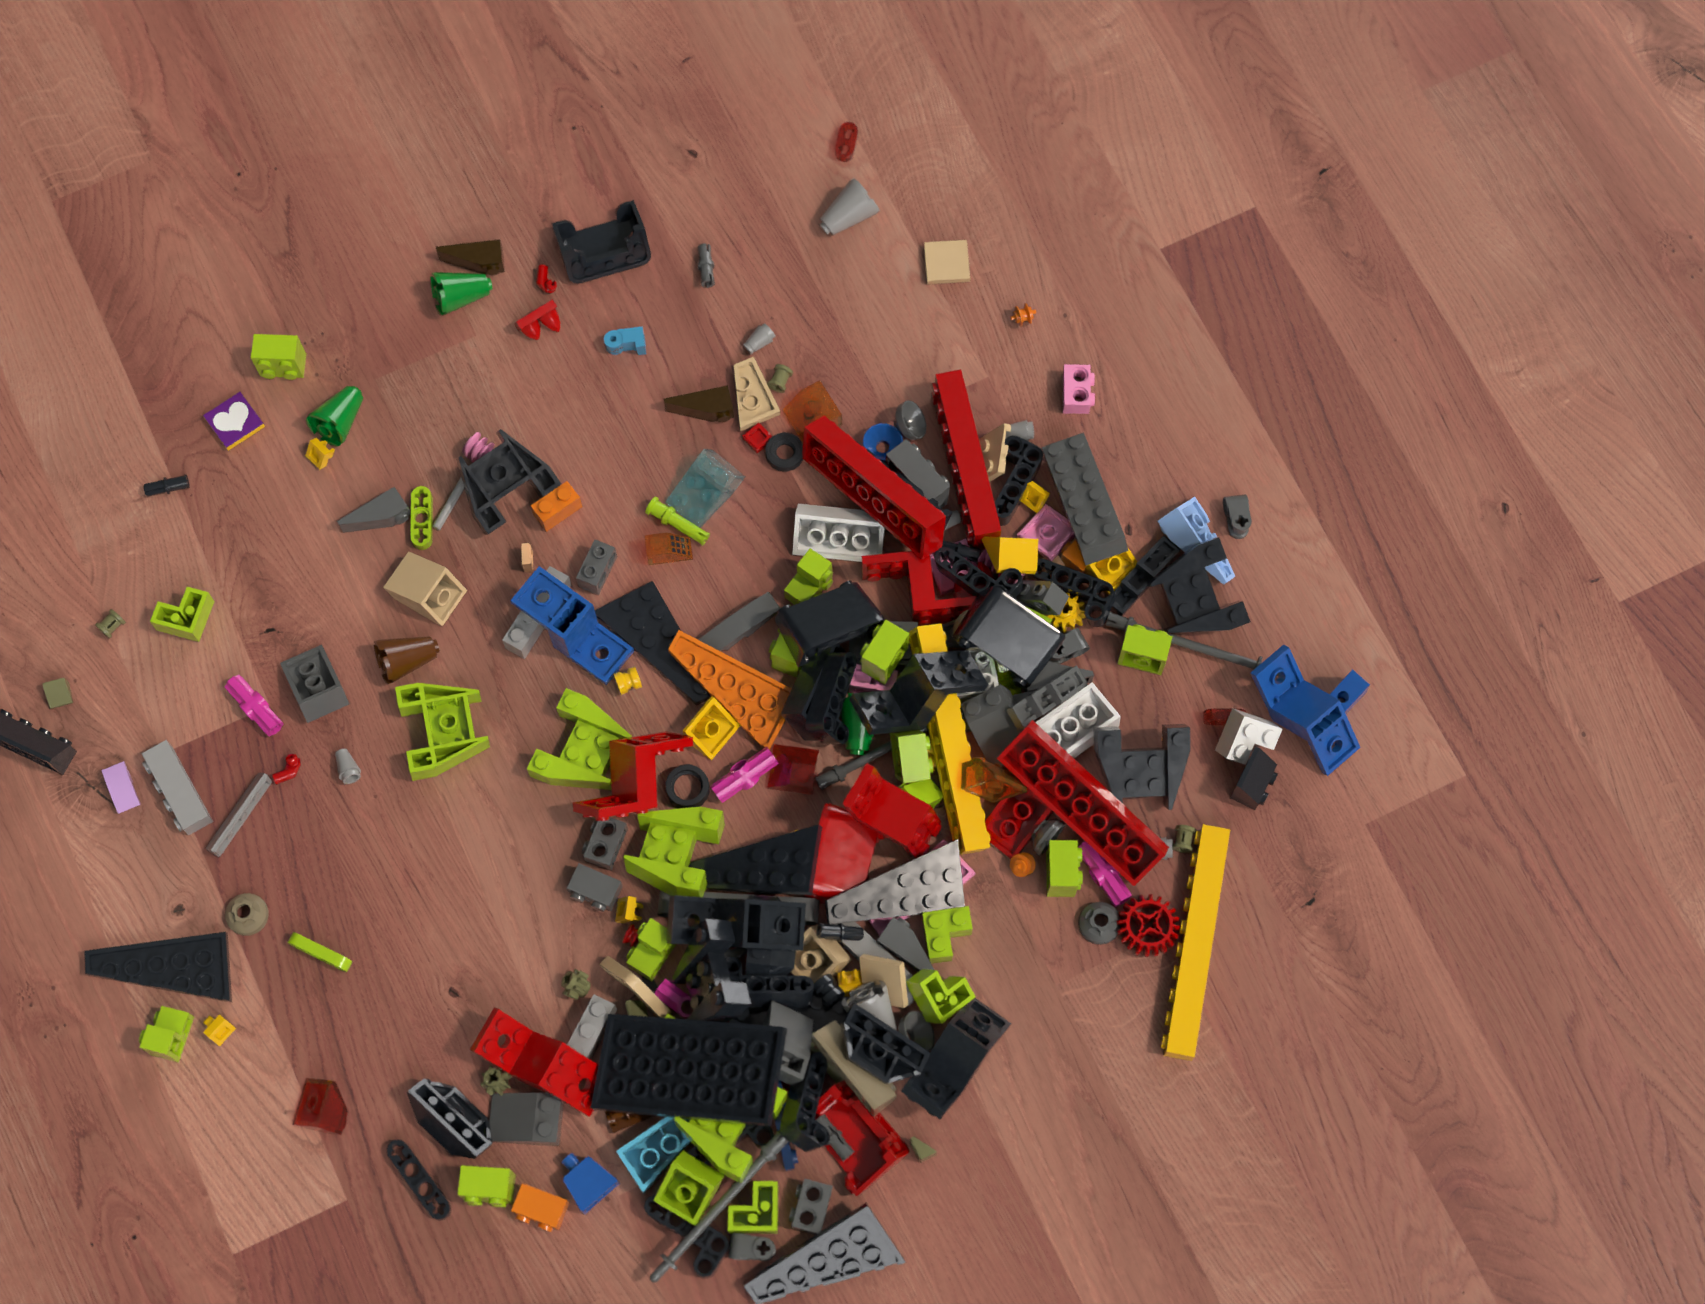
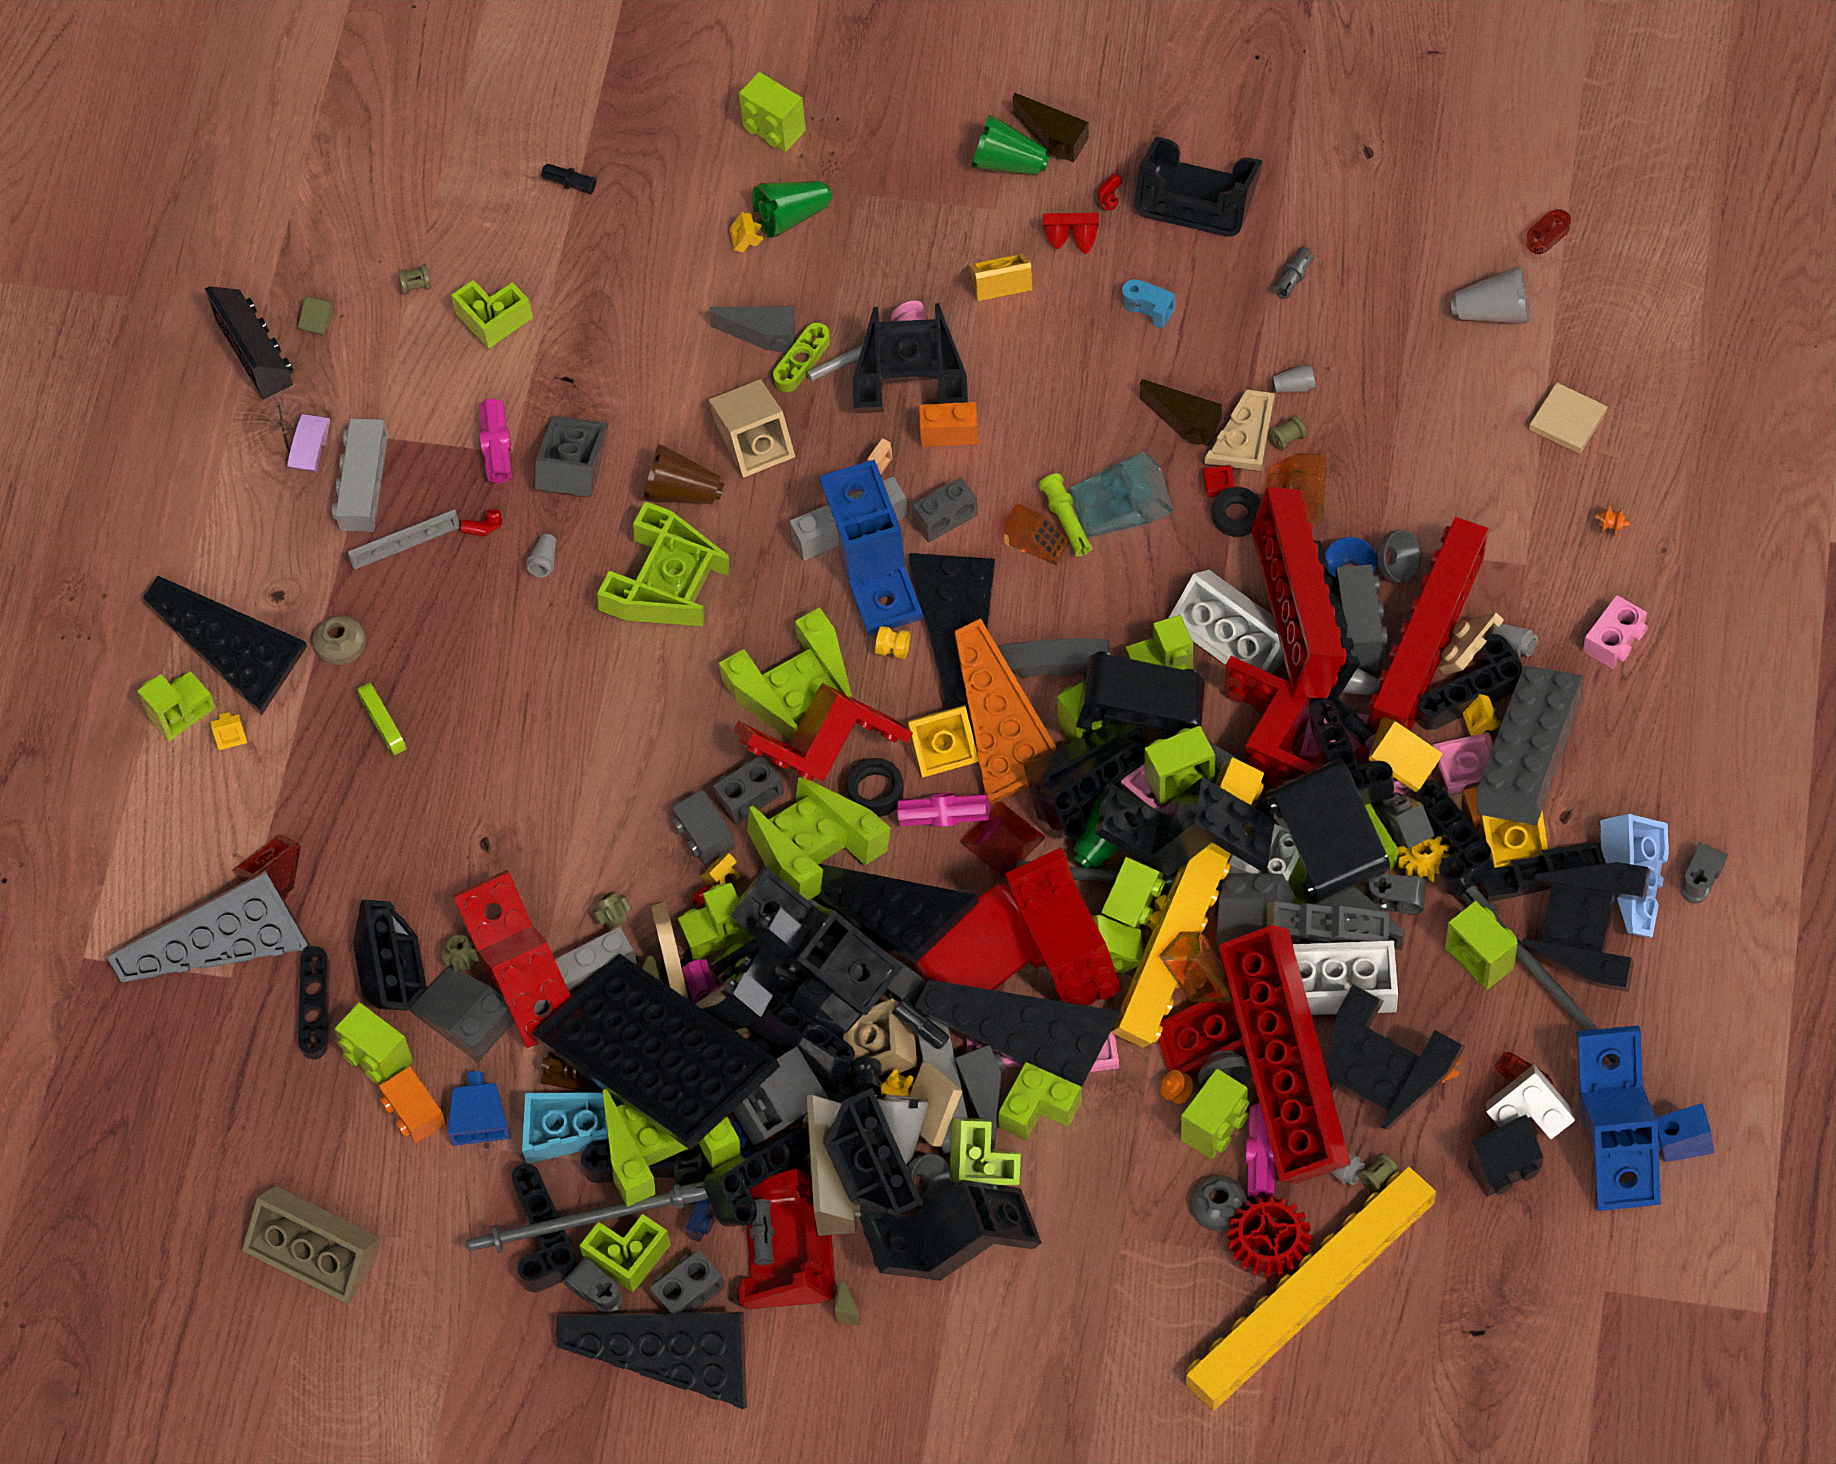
camera: 40 degrees right, 10 degrees down
(234, 421) = (683, 154): tile -> none
(322, 1173) = (225, 930): none -> wing
(515, 380) = (1001, 276): none -> yellow slope
(689, 1187) = (571, 1175): lime brick -> none

